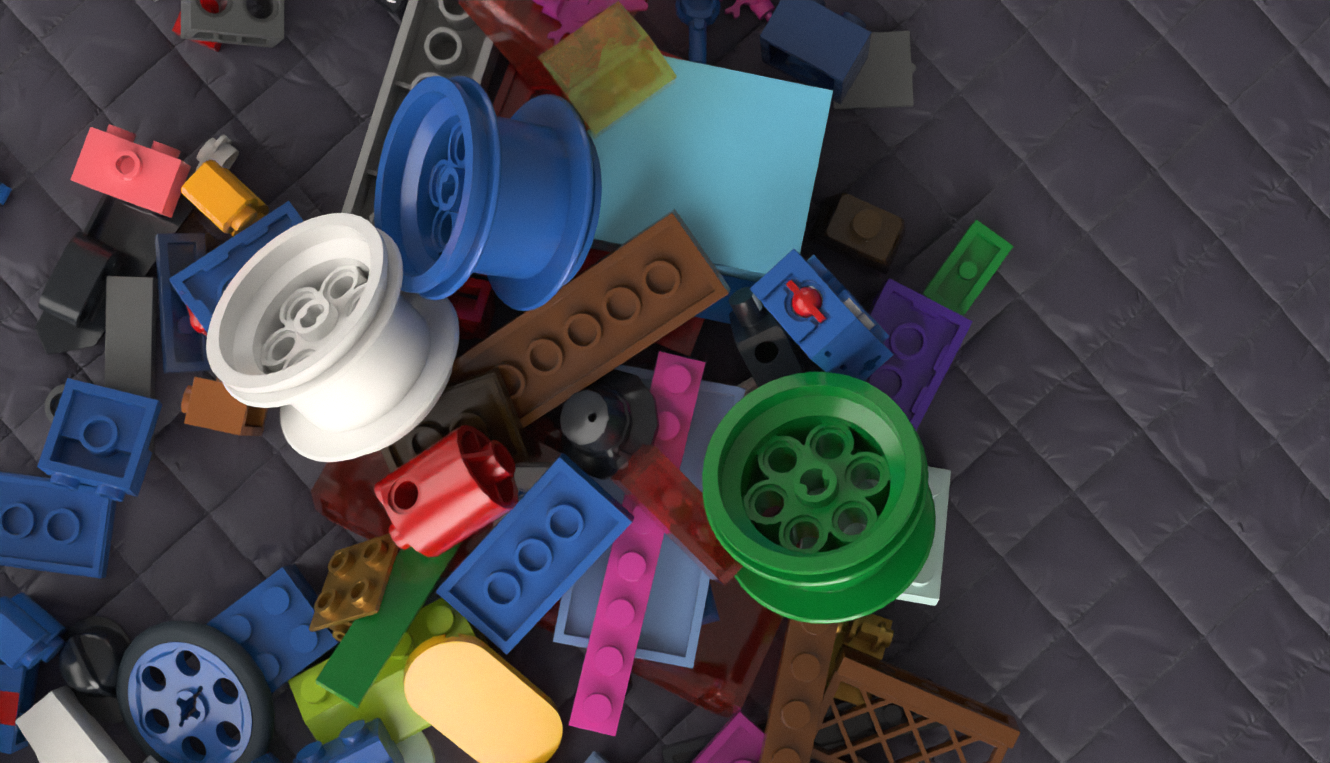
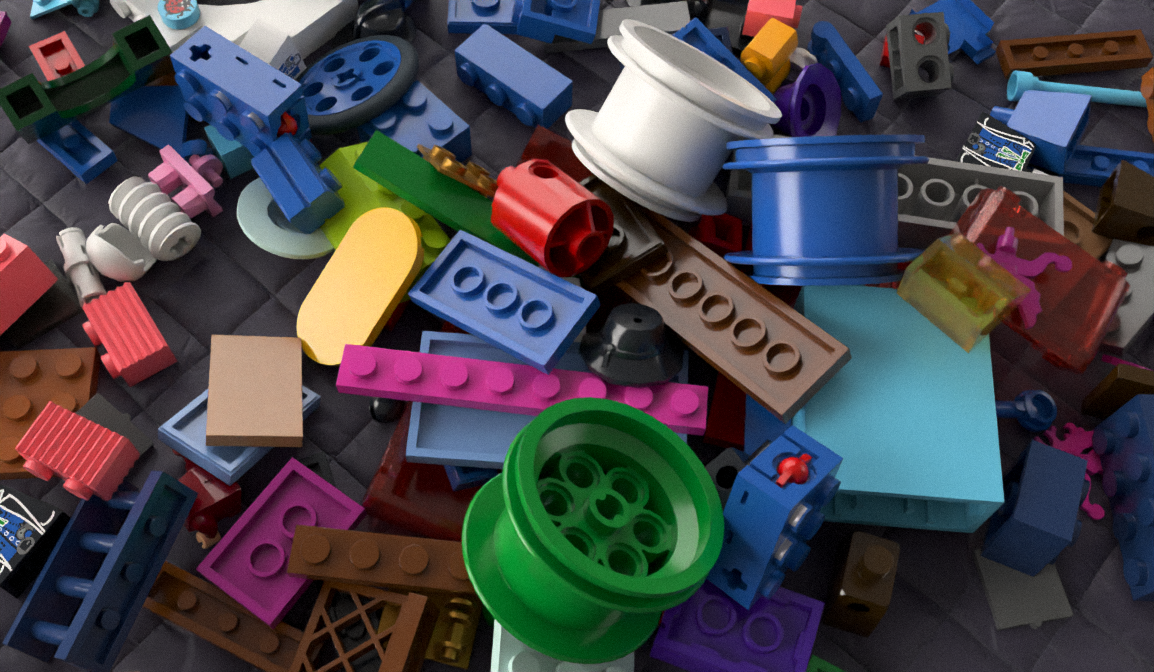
camera: 80 degrees right, 25 degrees down
(199, 506) = (513, 77): none -> brick
(214, 408) = (595, 73): dark orange brick -> none
(233, 103) = (856, 85): none -> blue plate
(296, 161) = (810, 104): none -> dark purple hat
(676, 509) = (579, 373): clear red brick -> none

